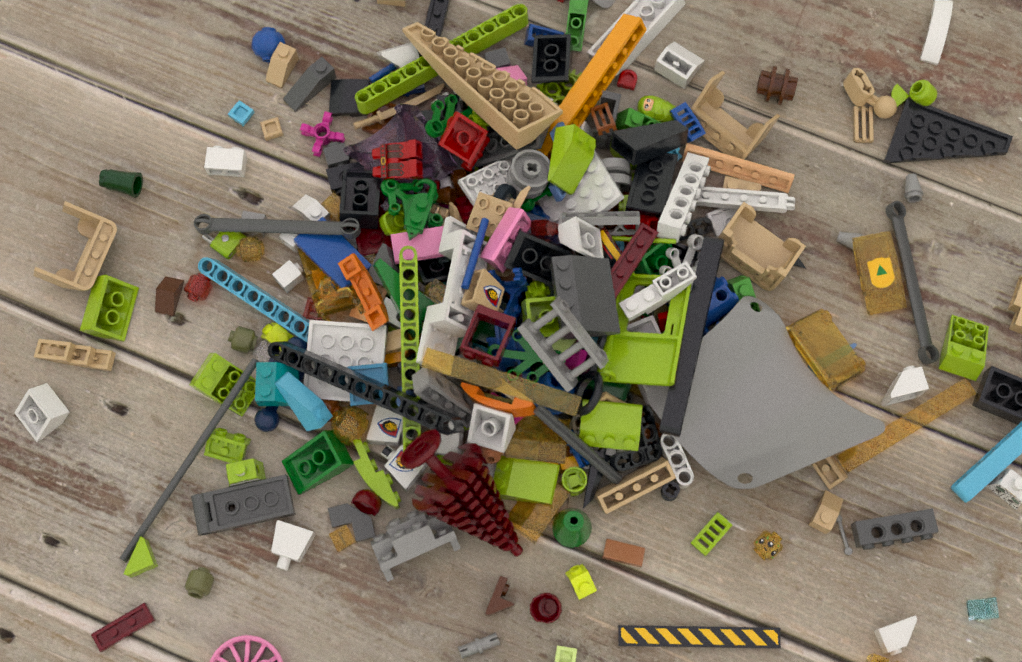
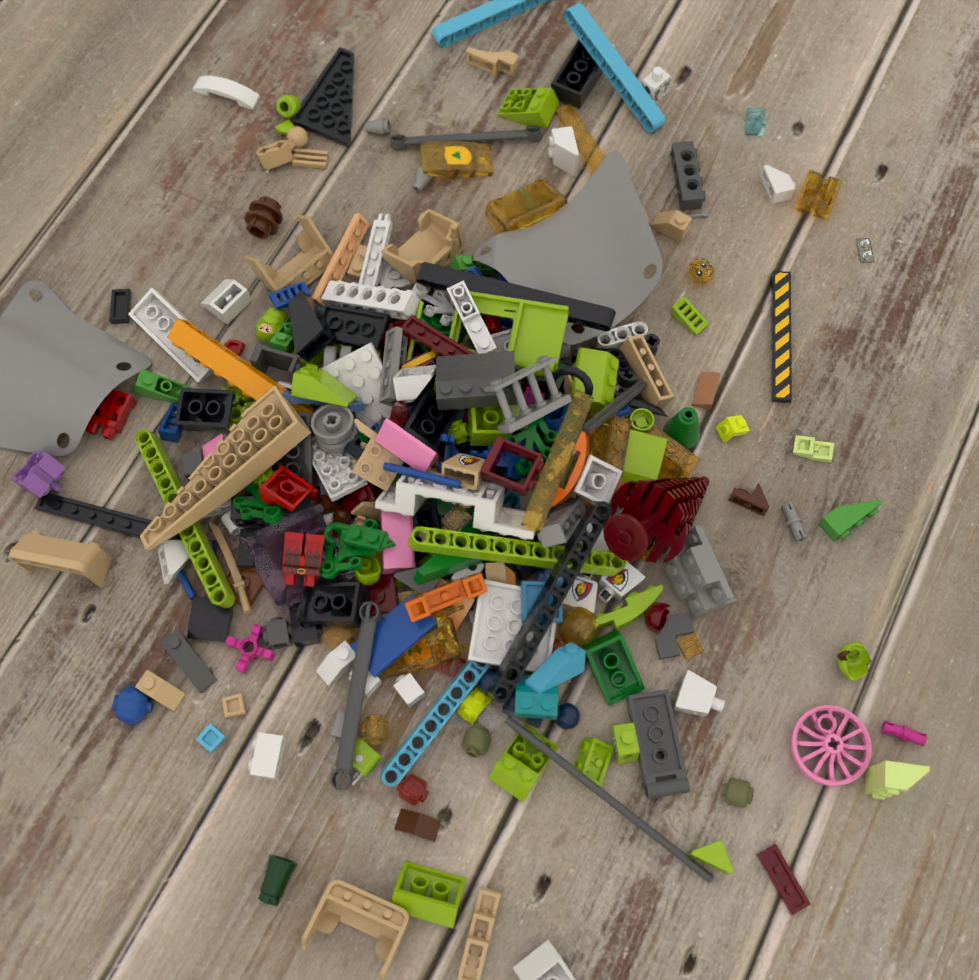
camera: 85 degrees left, 5 degrees down
(545, 608) = (759, 457): dark red hair -> none
(605, 127) = (293, 358): dark orange tile -> none

